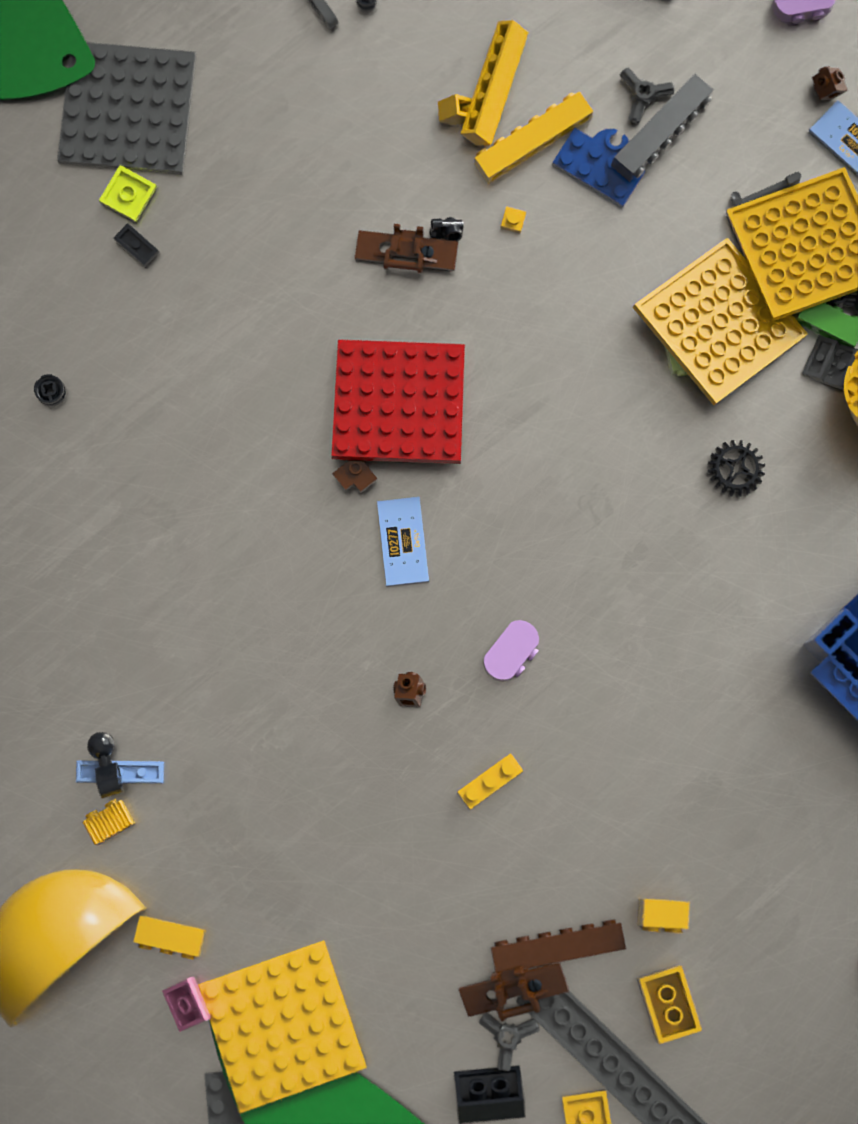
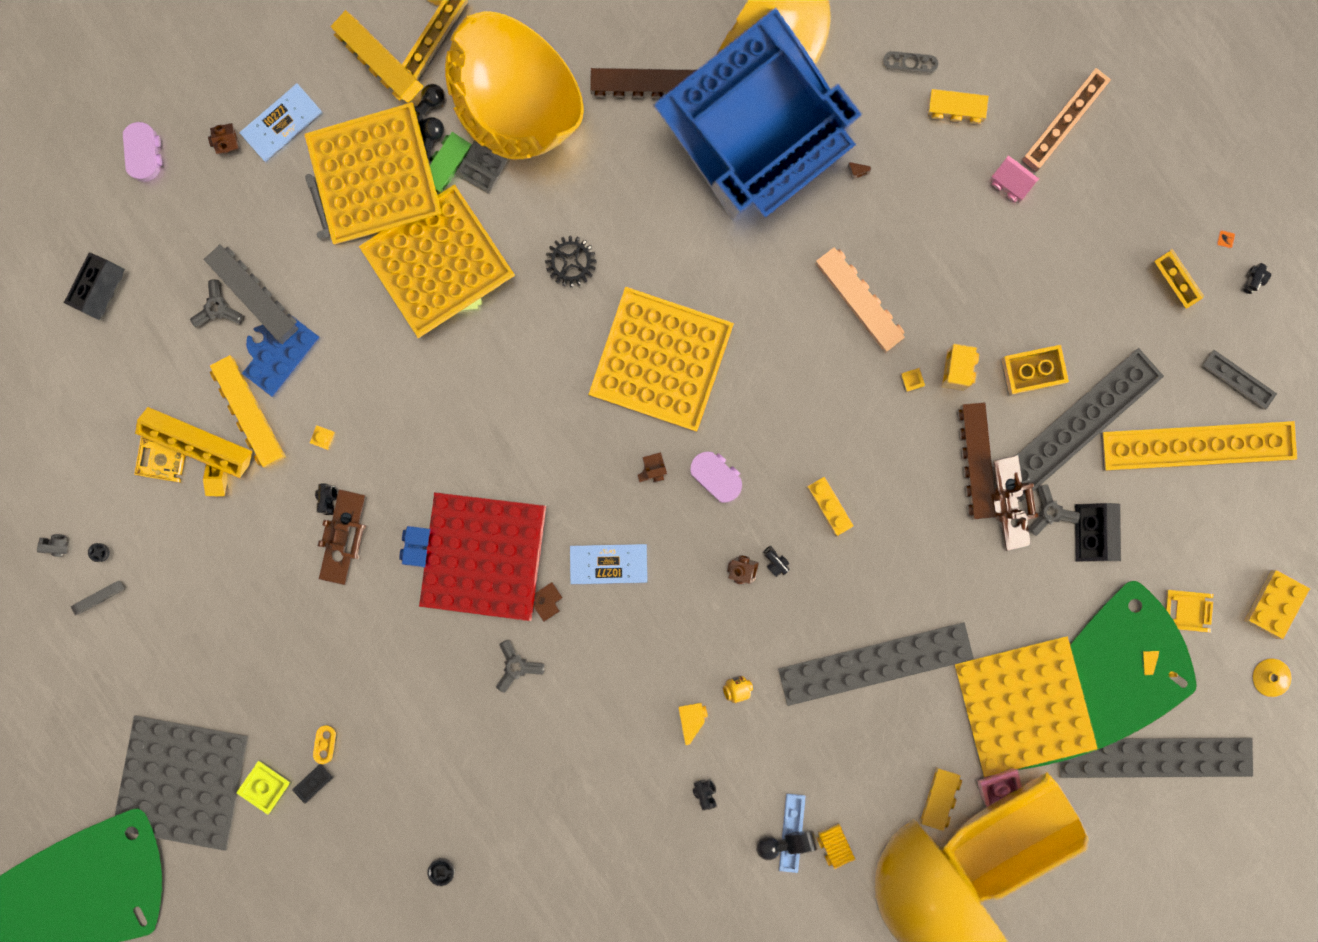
camera: 85 degrees left, 5 degrees up
(127, 1025) = (1017, 839): none -> yellow windscreen
(158, 669) = (704, 791): none -> black plate
(180, 252) = (324, 744): none -> yellow plate
(237, 648) = (692, 720): none -> yellow slope
(275, 696) = (737, 689): none -> yellow head
(280, 460) = (511, 657): none -> dark grey bush
(317, 851) = (875, 664): none -> dark grey plate
(403, 329) = (415, 546): none -> blue piece
(419, 728) = (777, 564): none -> black plate
(469, 53) = (162, 462): none -> yellow container
(513, 580) = (653, 468): none -> reddish brown brick
(637, 578) = (661, 359): none -> yellow plate
(643, 864) = (912, 379): none -> yellow plate
(728, 795) = (860, 300): none -> light nougat brick

